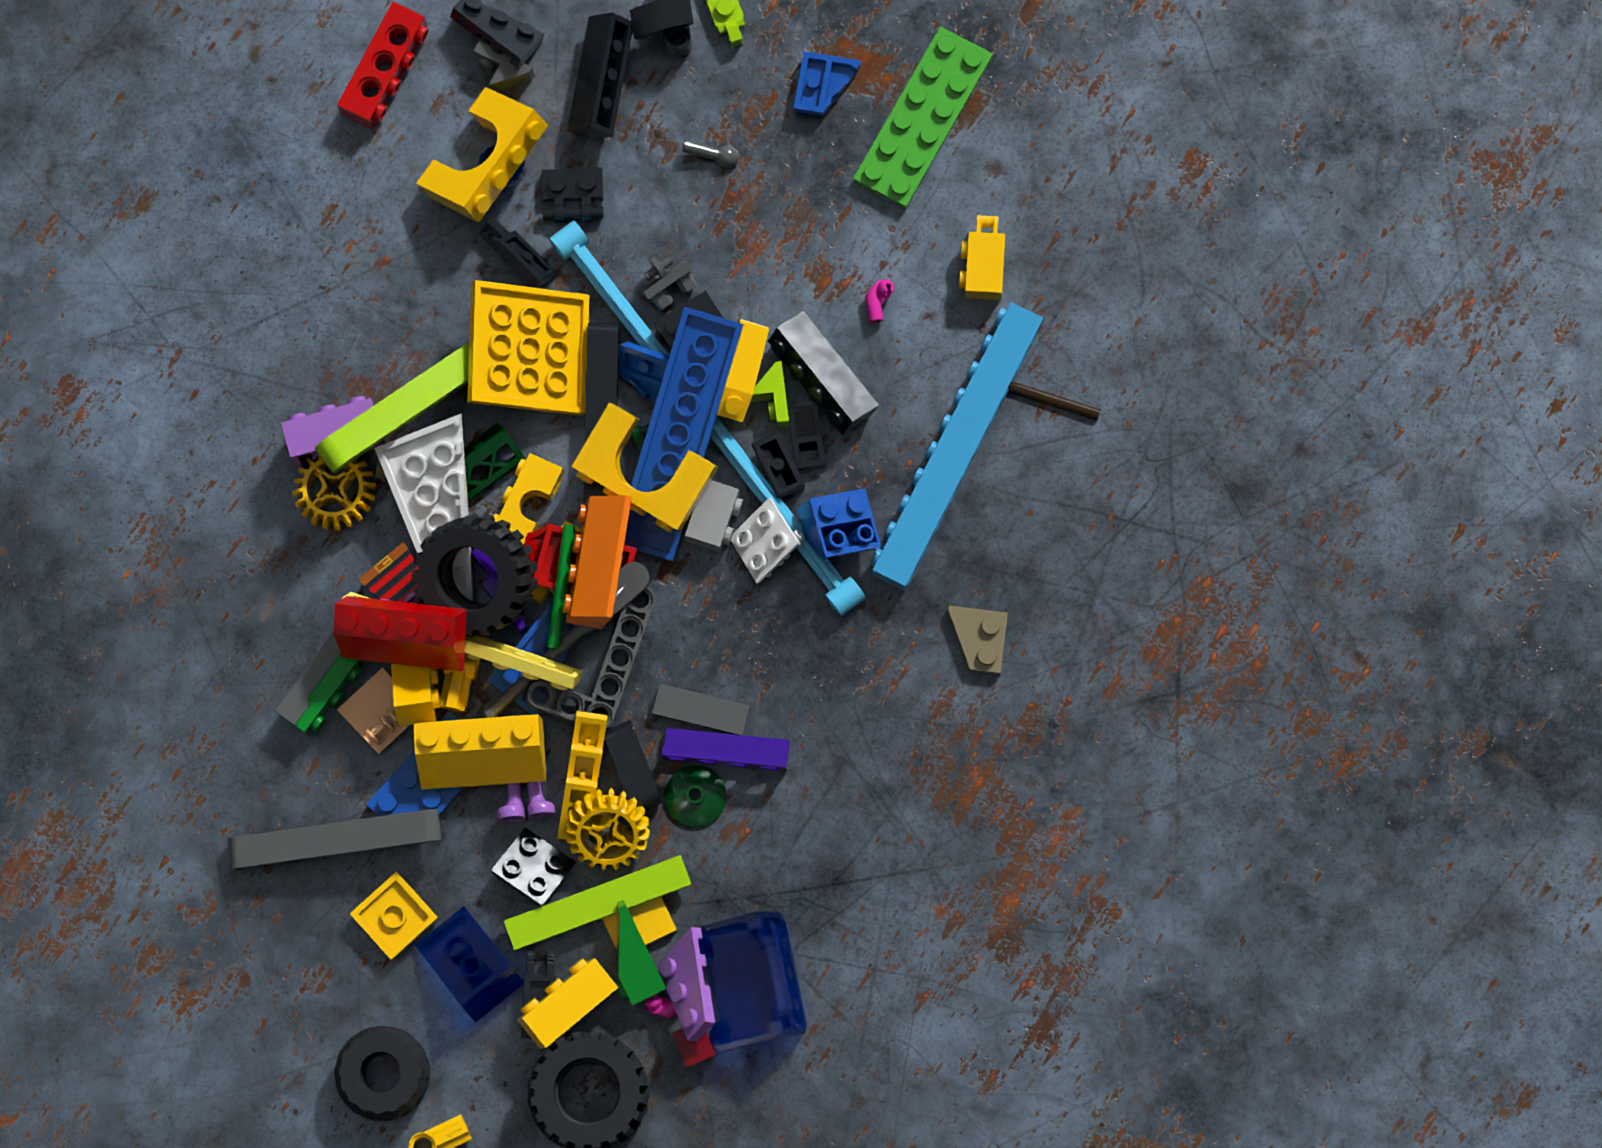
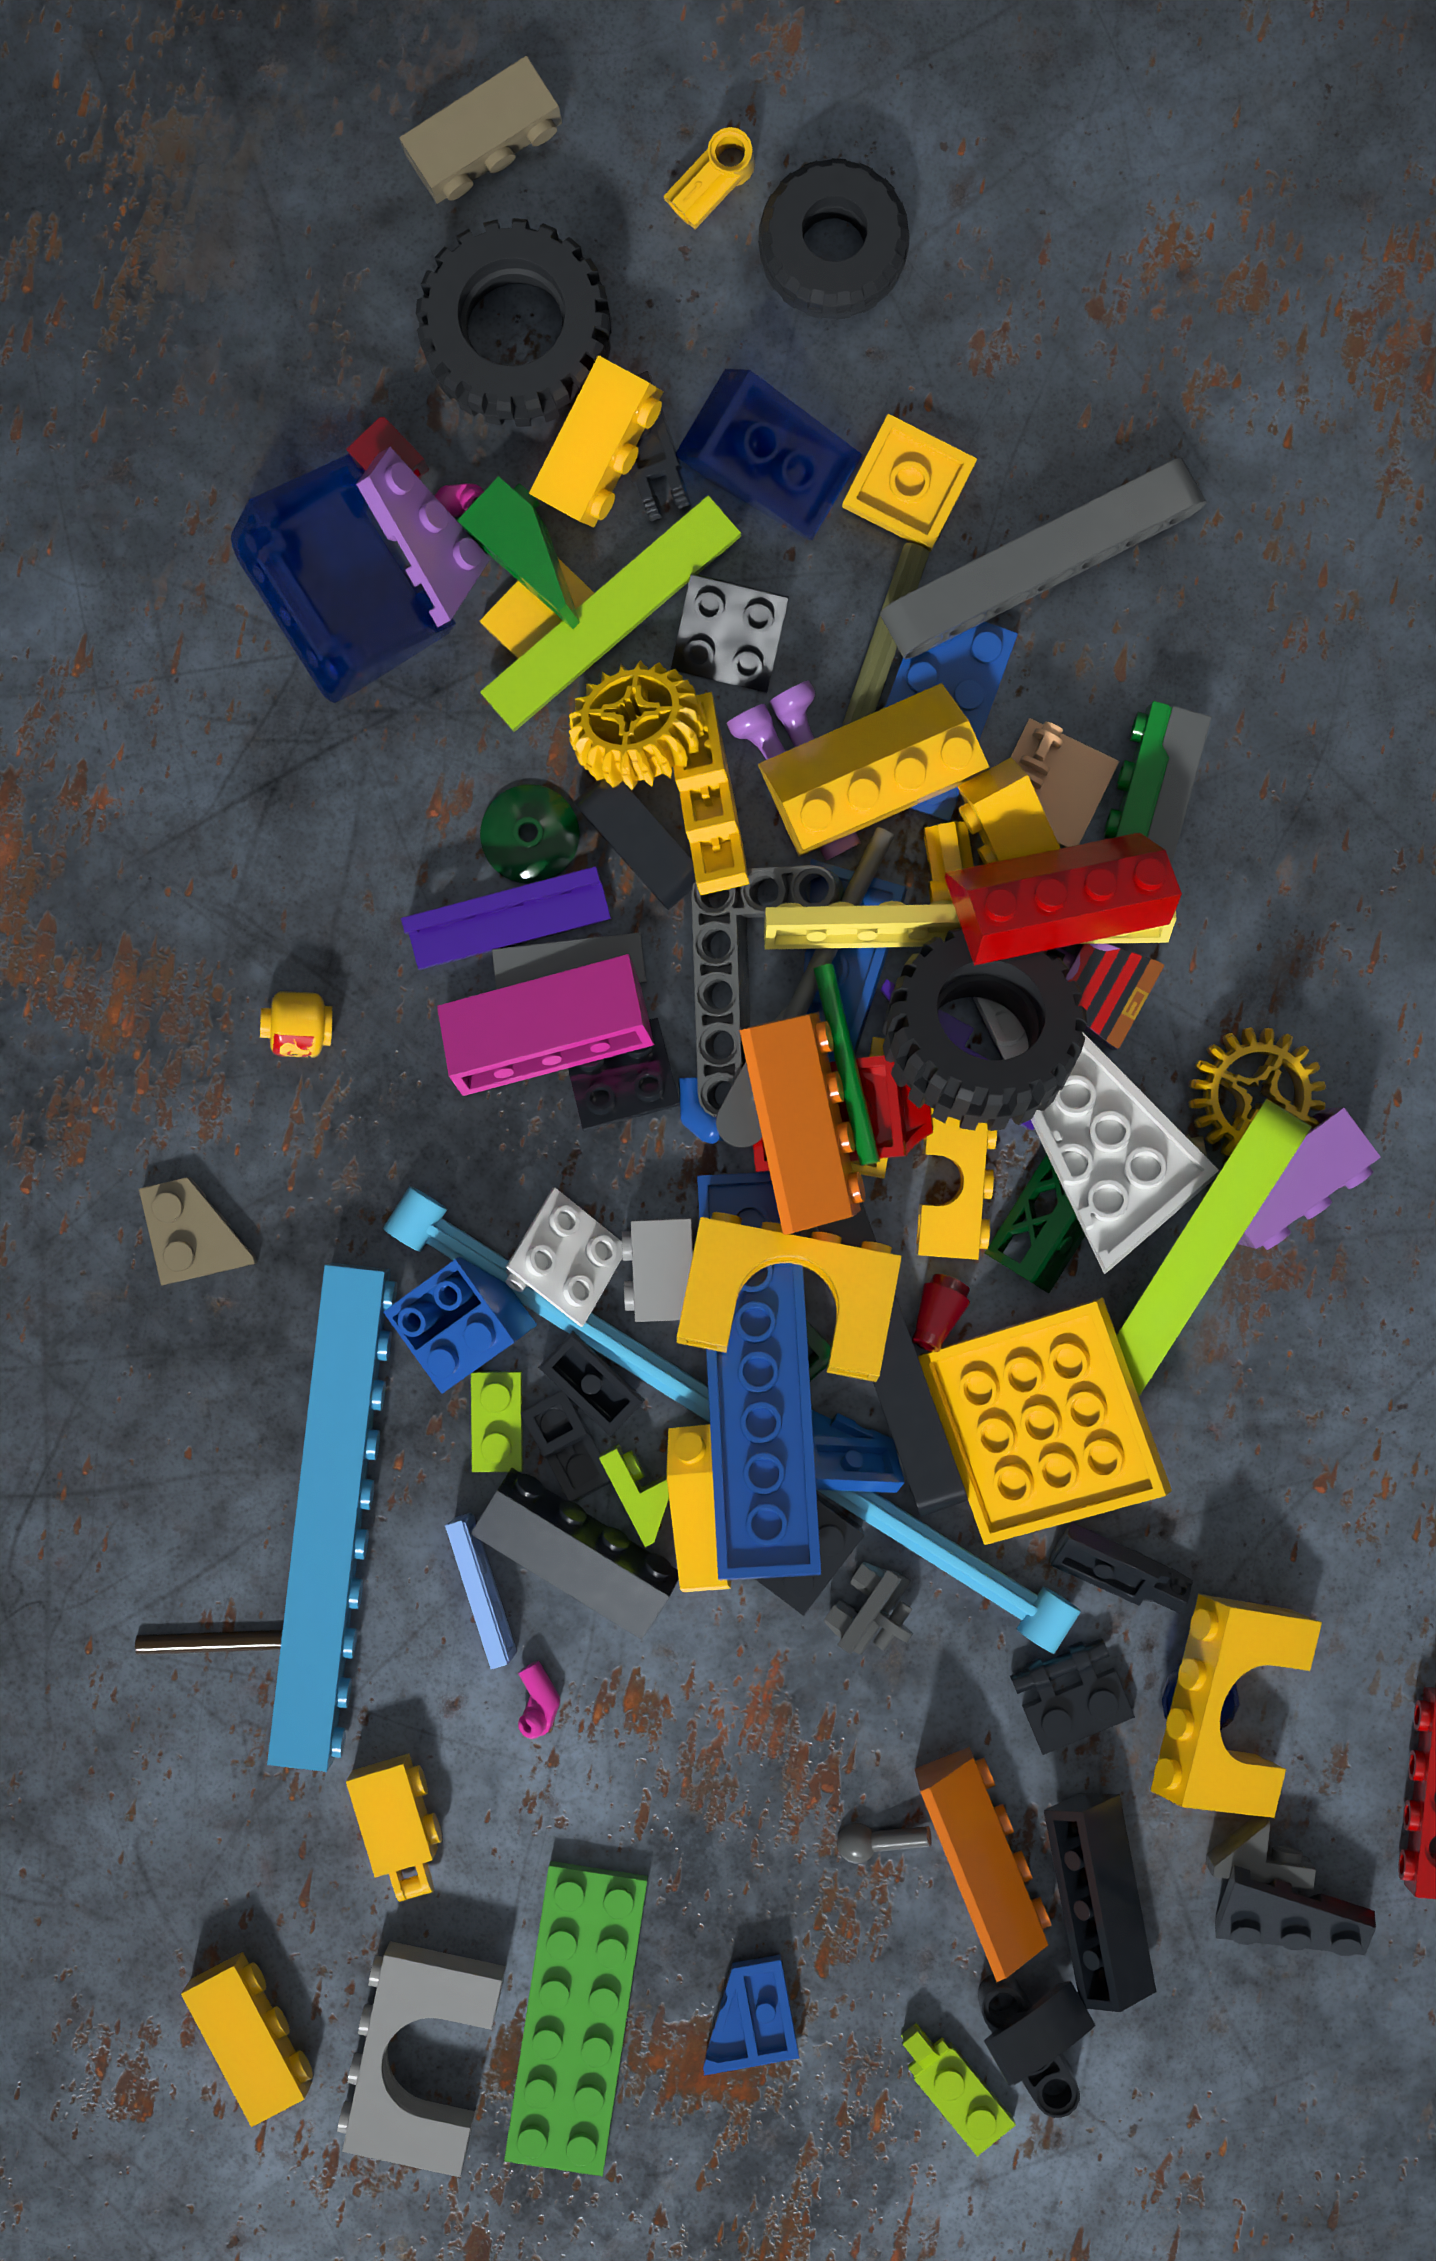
camera: 155 degrees right, 10 degrees up
(448, 826) = (882, 646): none -> olive axle
(563, 433) = (940, 1308): none -> dark red cone
(657, 122) = (982, 1860): none -> orange slope
(661, 599) = (693, 1115): none -> blue arm
(694, 635) = (625, 1085): none -> black hinge
(727, 678) = (544, 1025): none -> dark pink brick
(842, 464) = (496, 1421): none -> lime plate
(871, 733) = (297, 1024): none -> yellow head
(885, 372) = (481, 1591): none -> light blue tile
(1011, 166) = (384, 2117): none -> light grey arch
(1112, 172) = (248, 2038): none -> yellow brick

